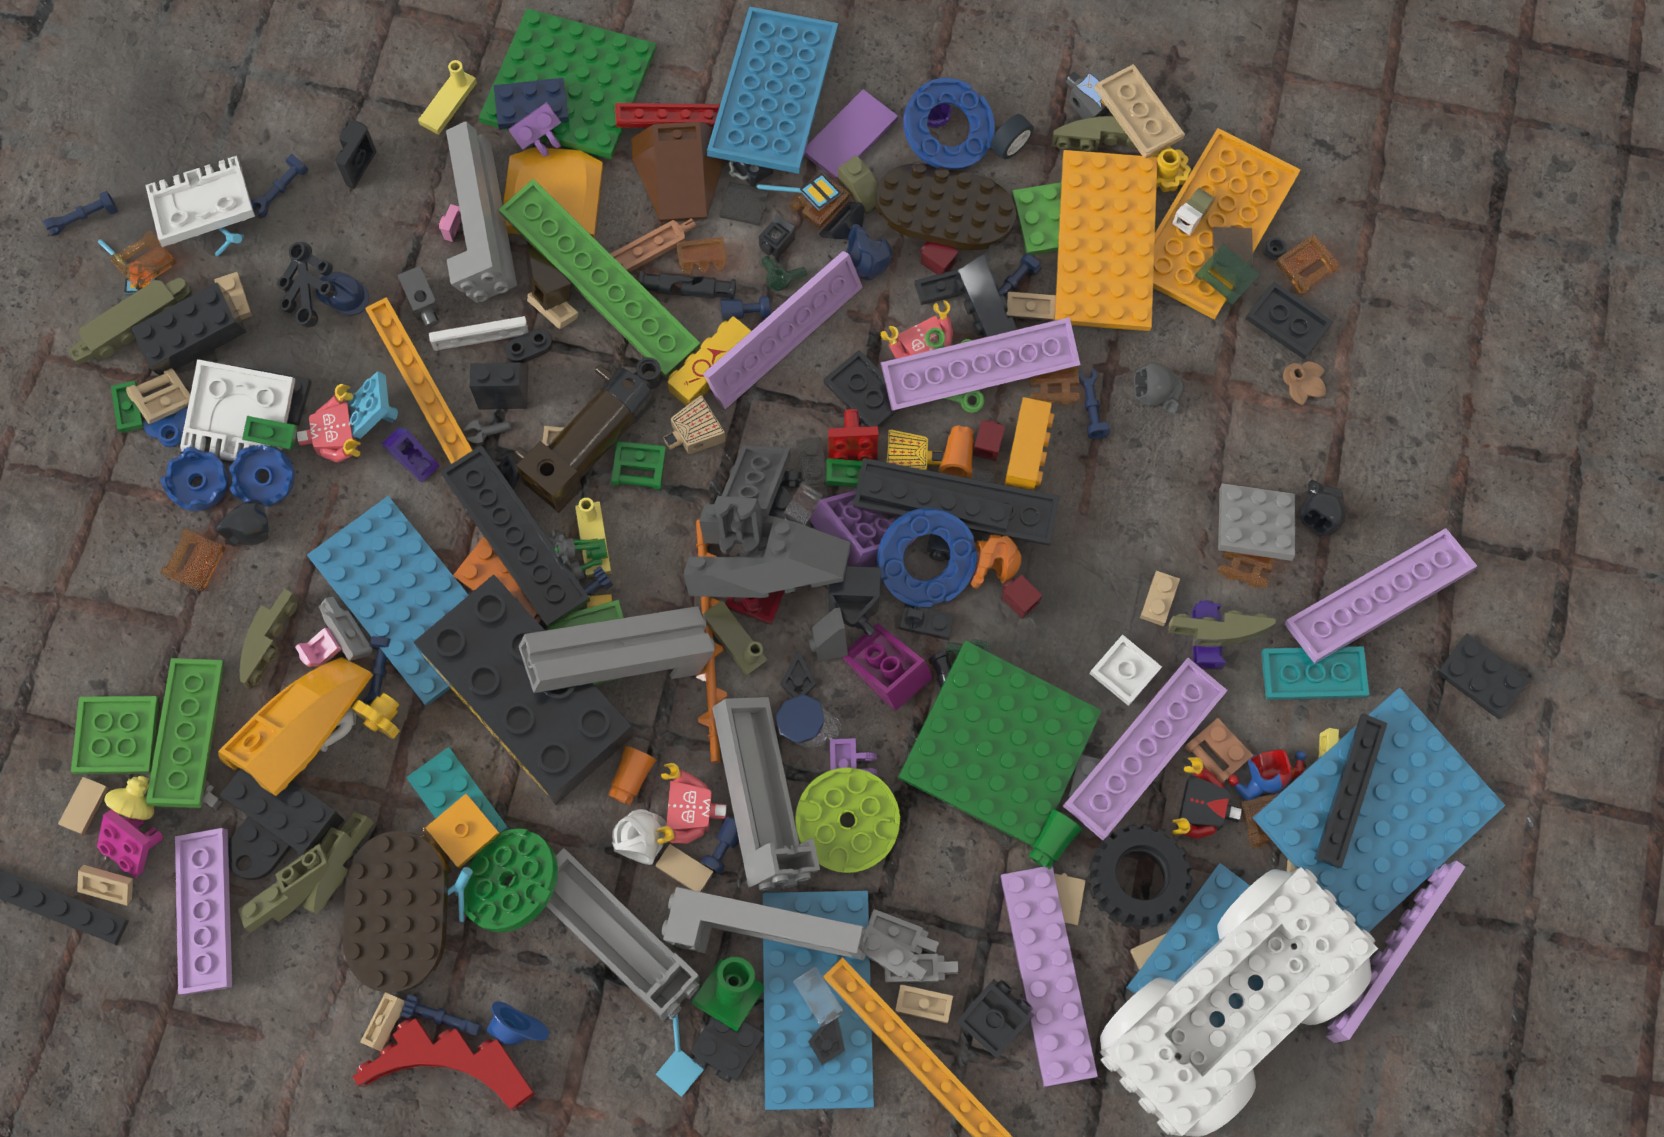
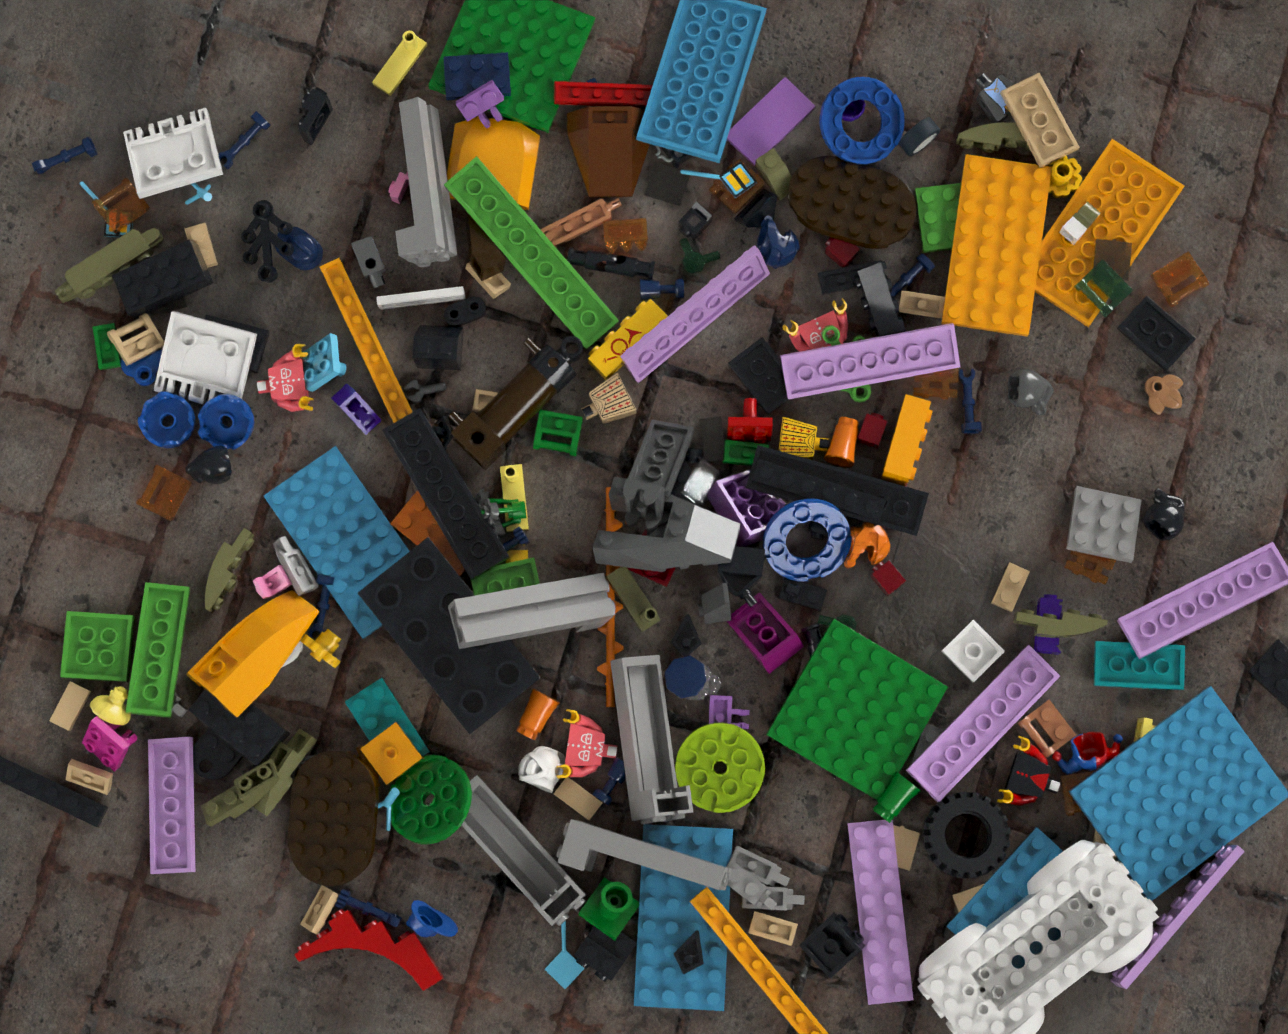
camera: 10 degrees right, 10 degrees up
(269, 432) = (234, 383): green plate -> none
(818, 996) = (684, 917): clear tile -> none
(1276, 243) = (1151, 256): black plate -> none
(1350, 791) = (1155, 776): black plate -> none

